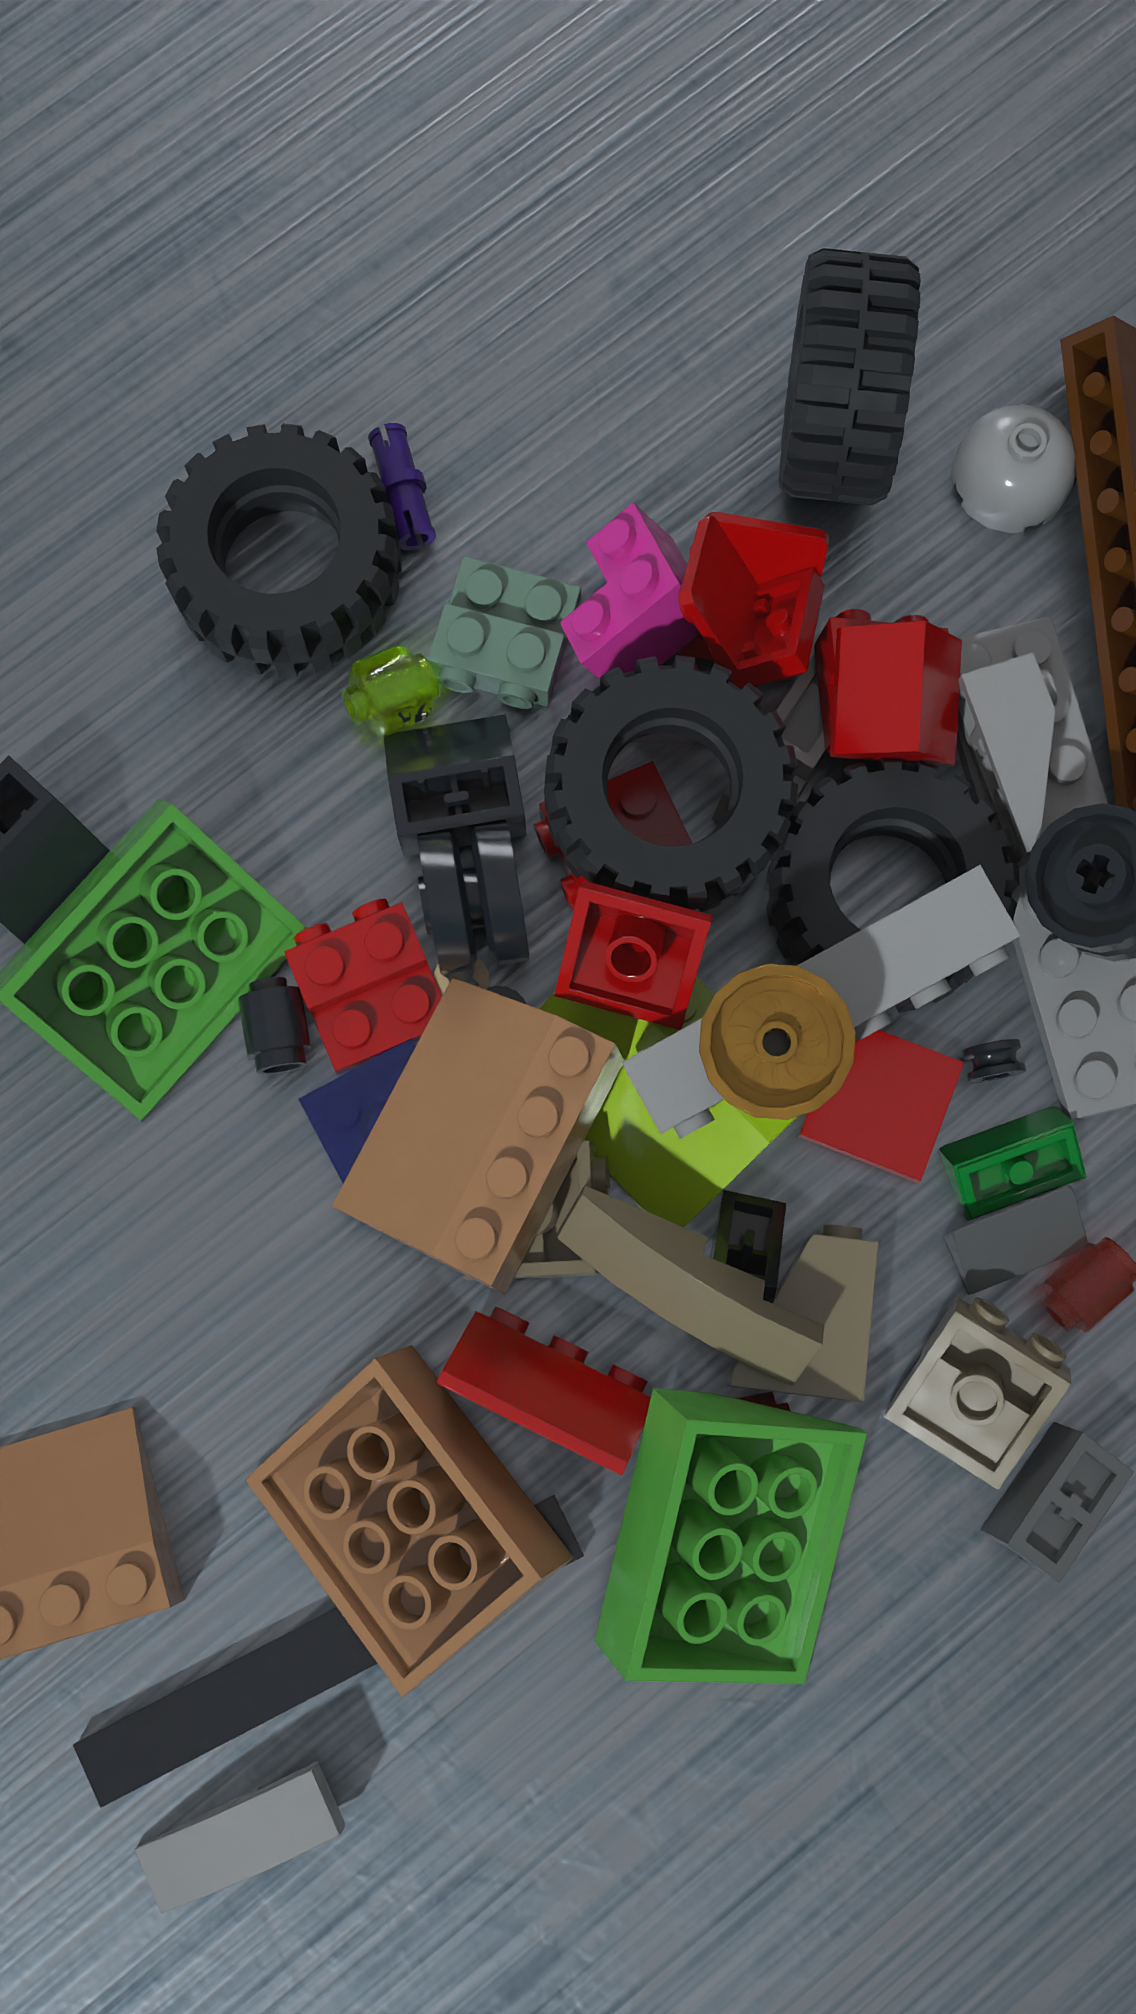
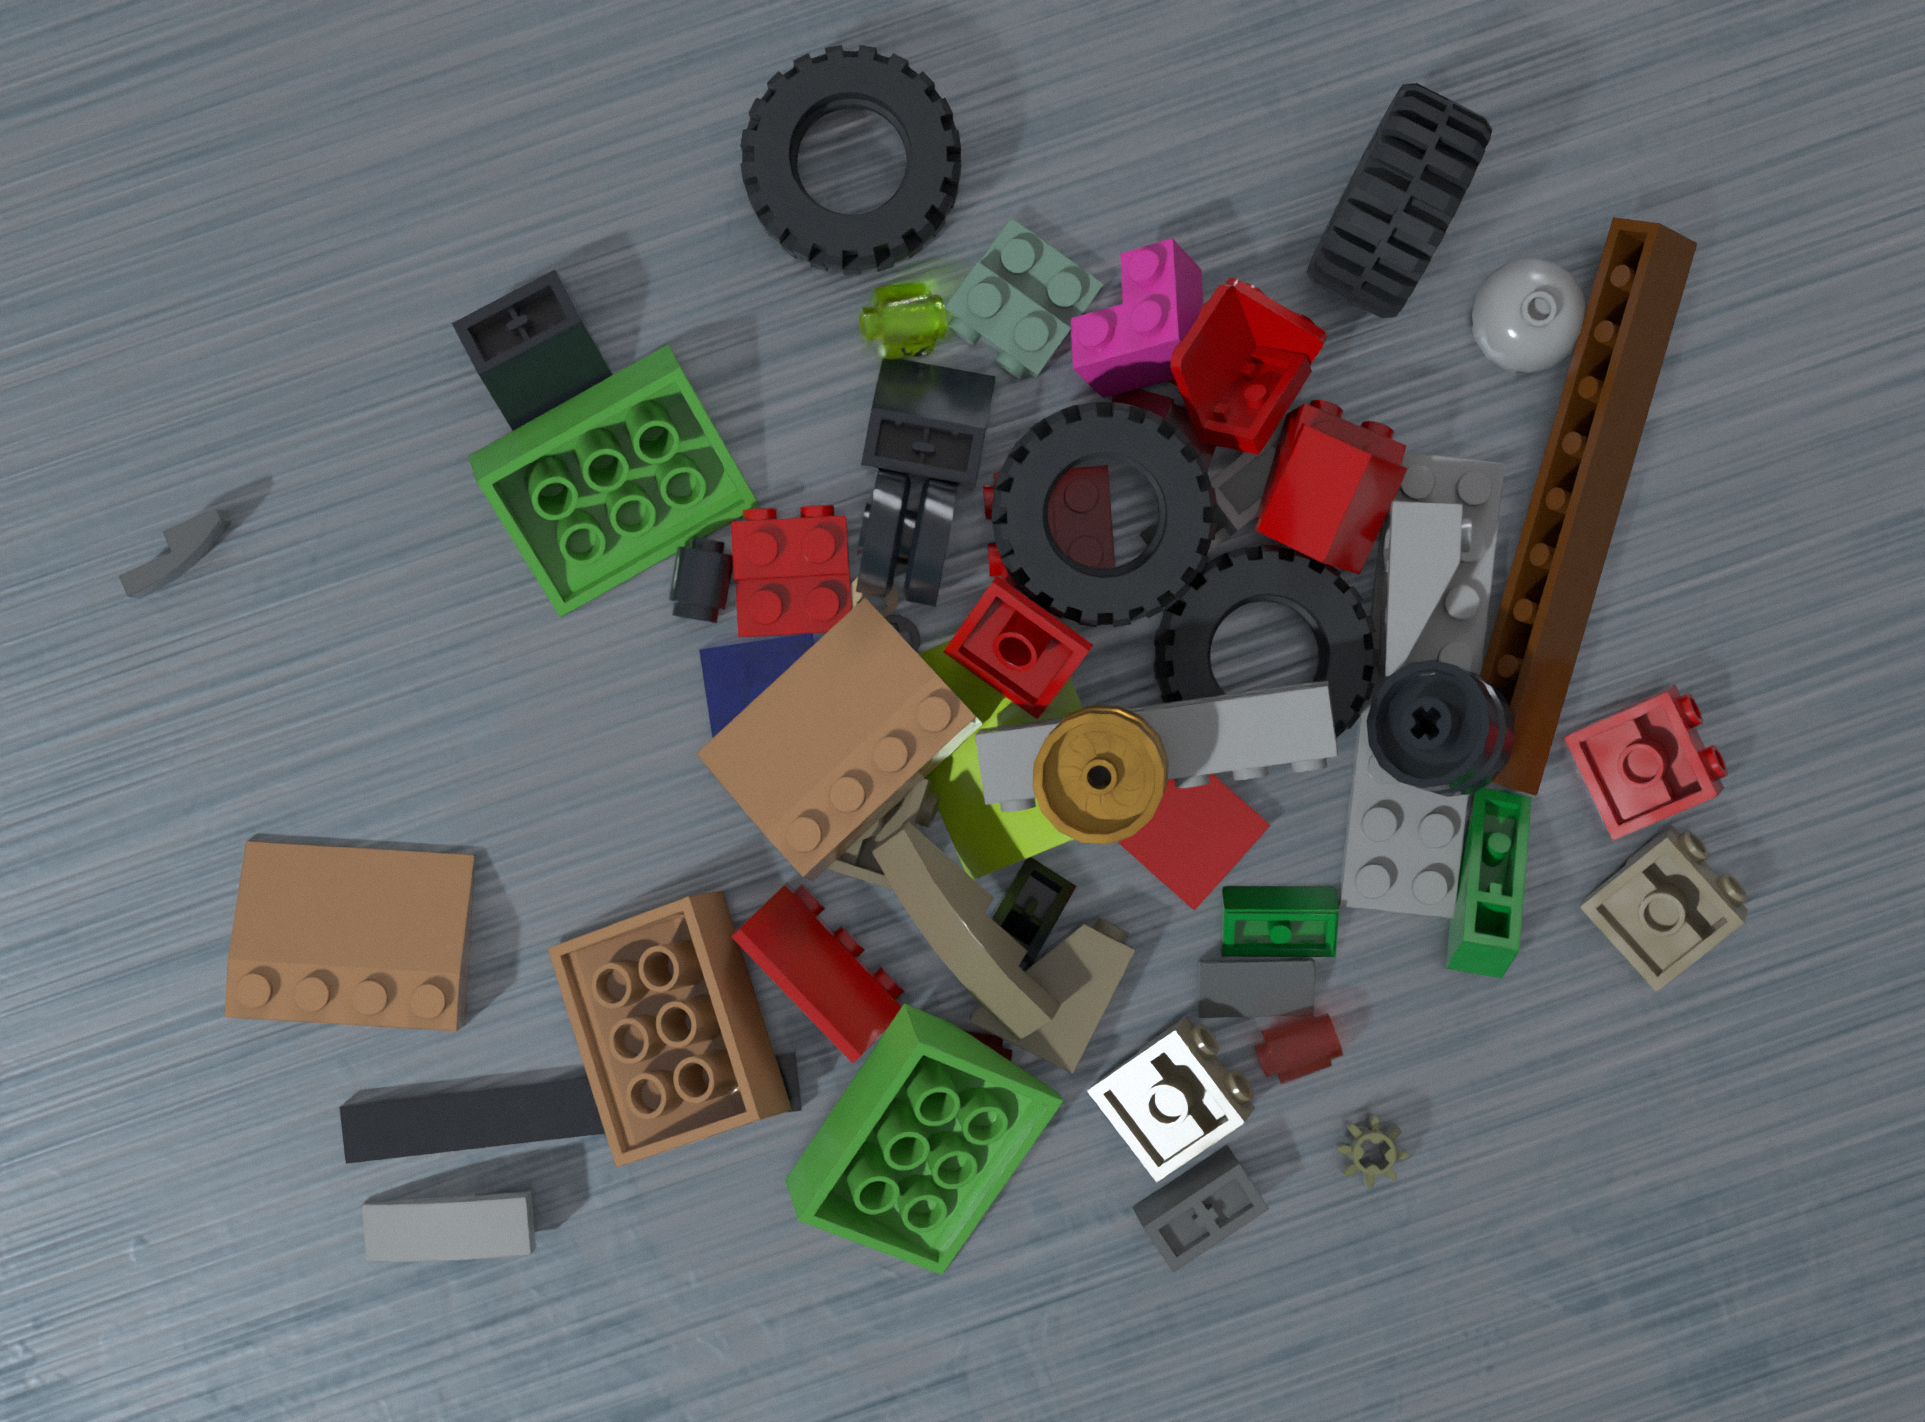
camera: 15 degrees right, 10 degrees up
(403, 485) = (980, 131): dark purple pin -> none
(994, 1060) = (1295, 833): black bush -> none

